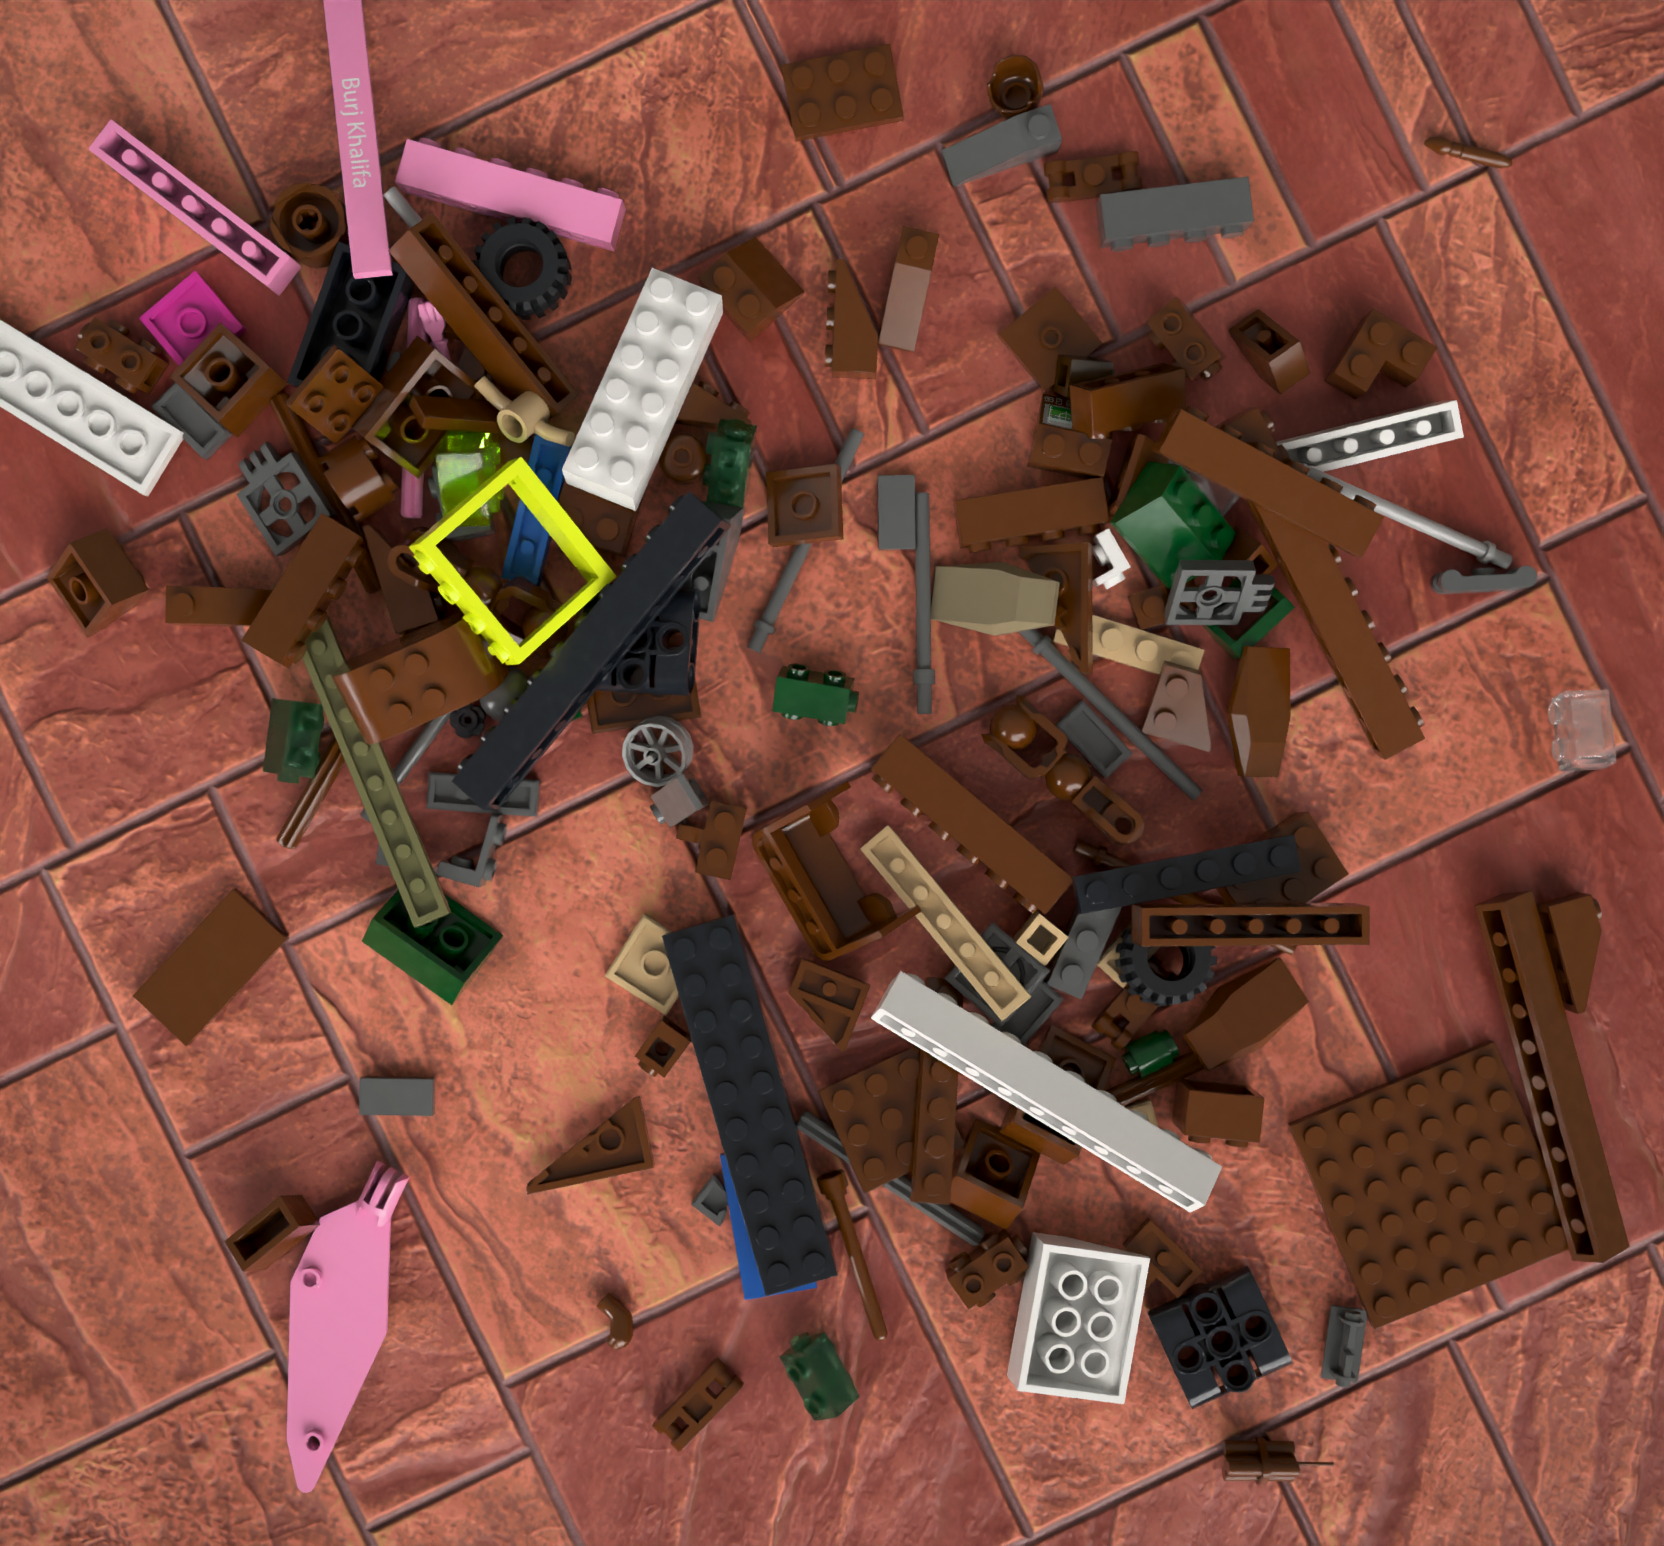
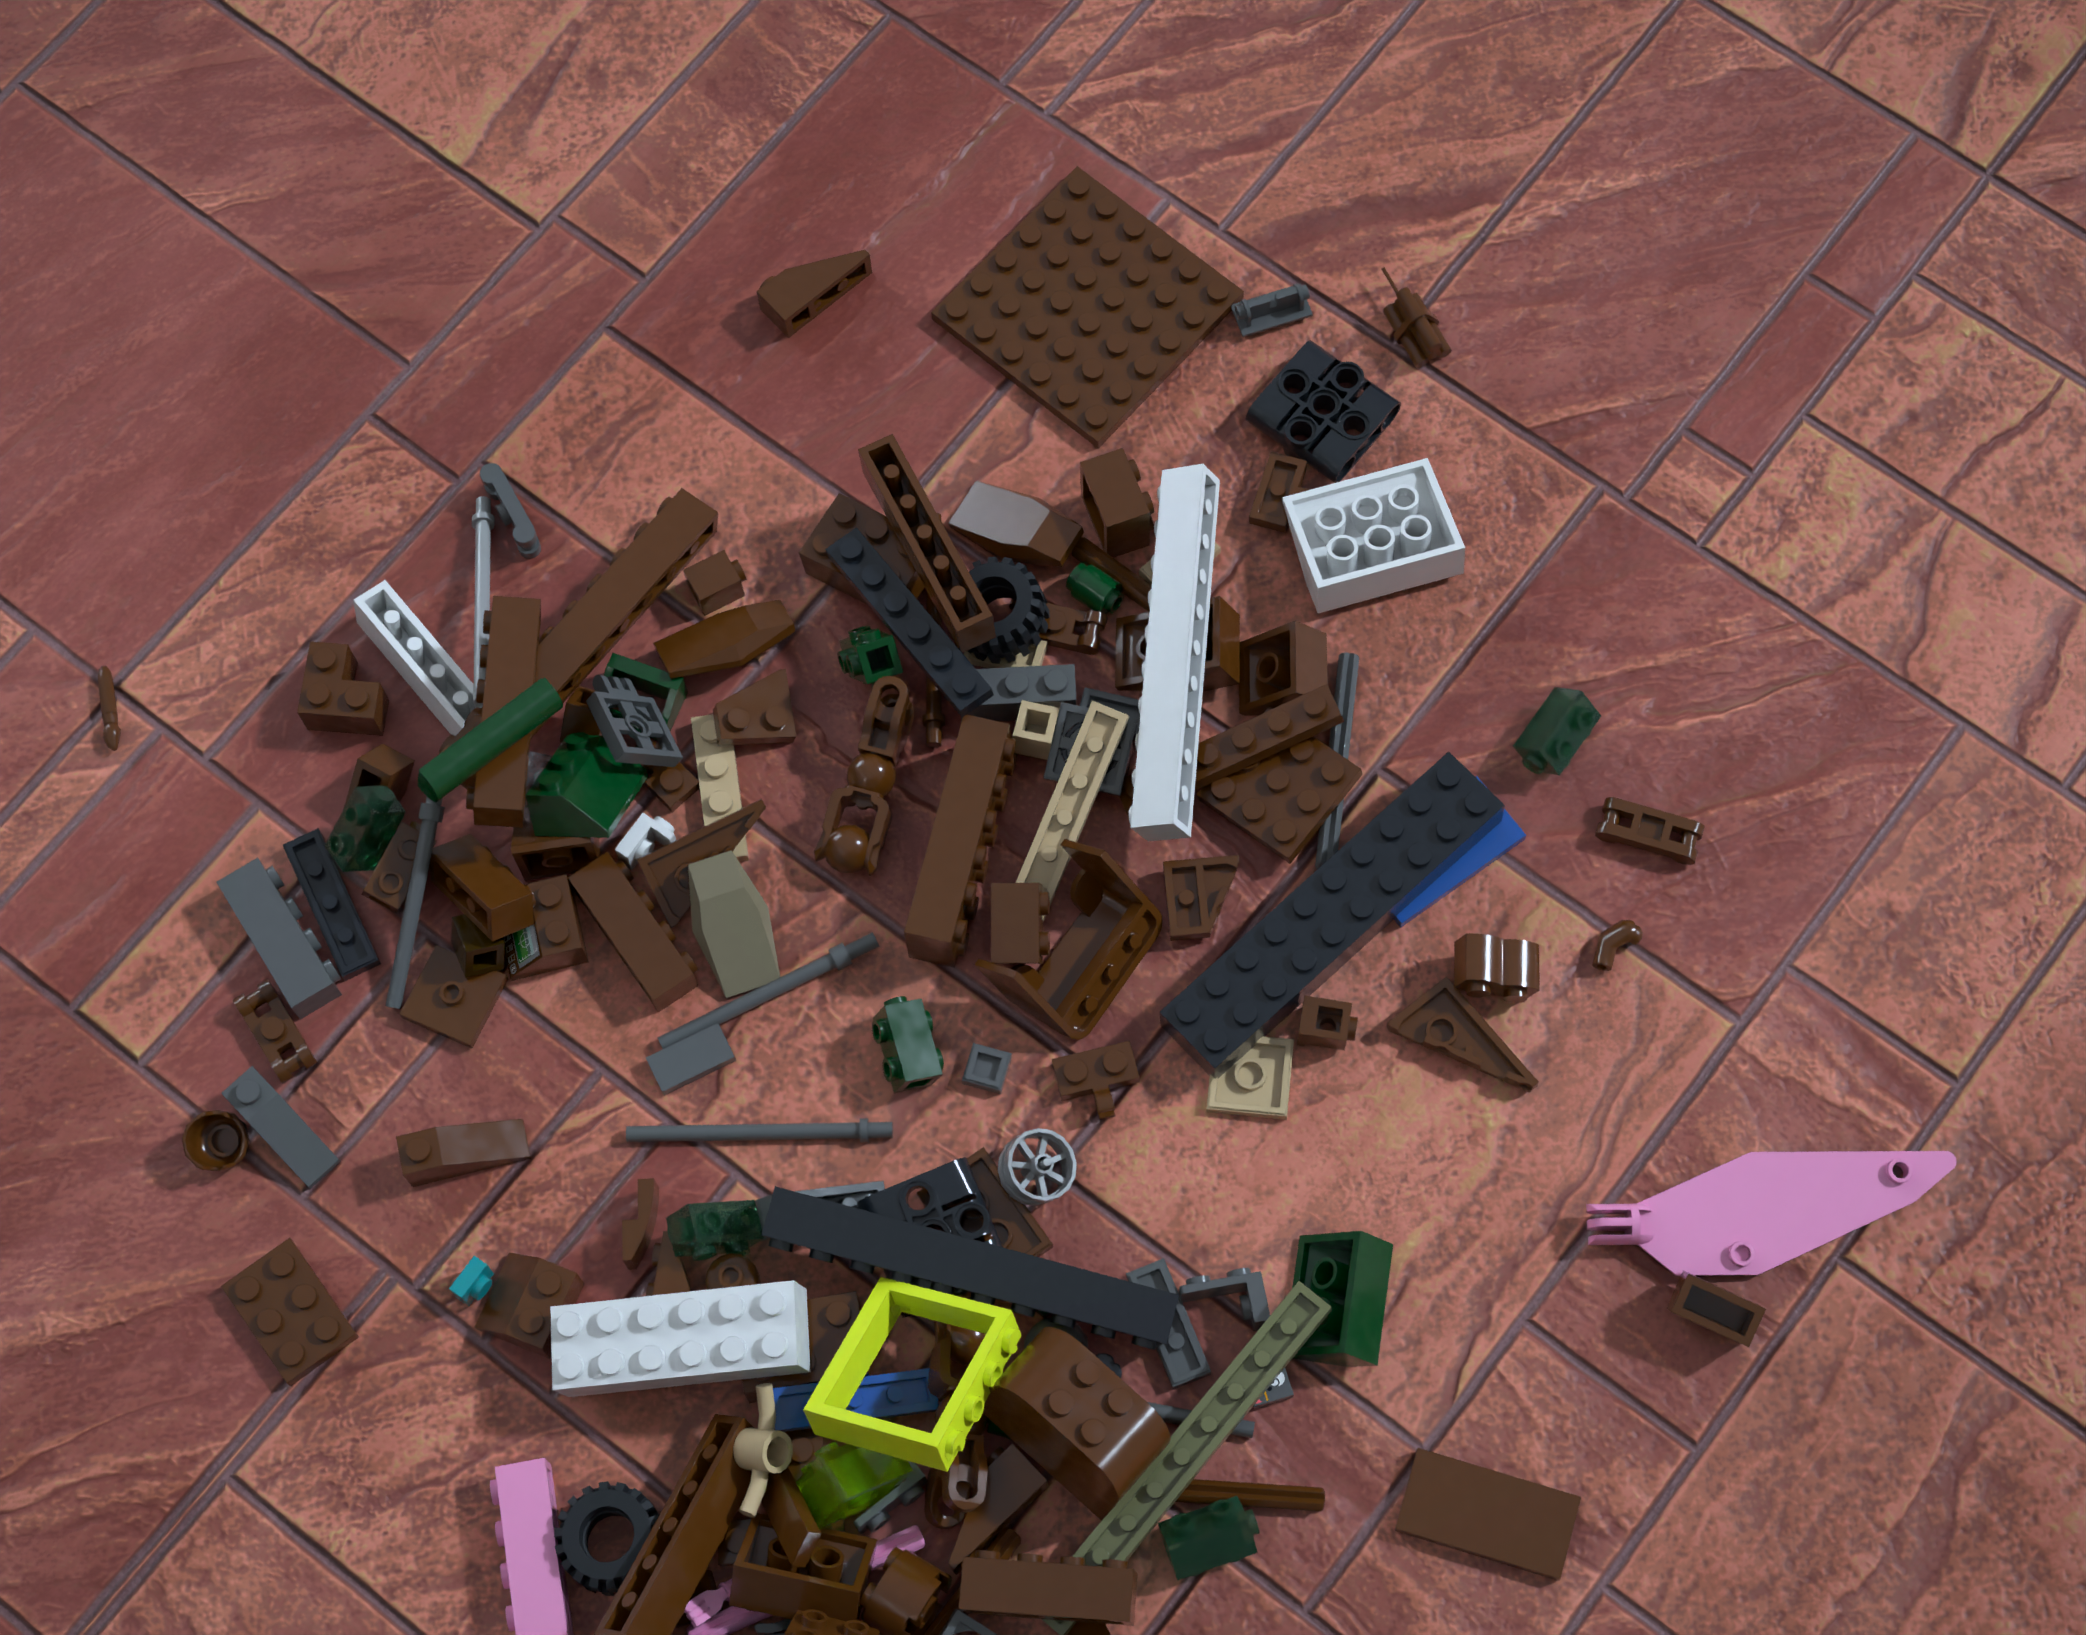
camera: 115 degrees left, 20 degrees down
(397, 1096) = (1515, 1260): dark grey tile -> none
(640, 1212) = (1497, 967): none -> reddish brown brick
(678, 800) = (1074, 1114): dark grey slope -> none
(712, 1200) = (1448, 912): dark grey tile -> none
(764, 401) = (638, 1232): none -> reddish brown slope
(767, 752) = (987, 1068): none -> dark grey tile
(789, 249) = (472, 1282): none -> teal plate
(804, 505) = (724, 1143): reddish brown plate -> none
(833, 1186) = (1372, 804): reddish brown piece -> none
(854, 334) = (531, 1180): reddish brown slope -> none
(870, 836) = (1018, 923): none -> reddish brown piece
(987, 1268) = (1372, 634): reddish brown brick -> none
(1093, 739) = (823, 775): dark grey tile -> none
(1111, 712) = (757, 863): dark grey bar -> none
(1177, 827) = (869, 655): none -> dark green brick
(1186, 271) = (331, 905): none -> black tile
(1210, 380) = (431, 814): none -> dark grey bar
(1233, 322) = (365, 828): none -> clear green brick
(1234, 449) = (488, 740): none -> dark green brick
(1322, 729) = (715, 582): none -> reddish brown brick
(1552, 1077) = (935, 252): reddish brown brick -> none
(1582, 730) = (610, 366): clear brick -> none

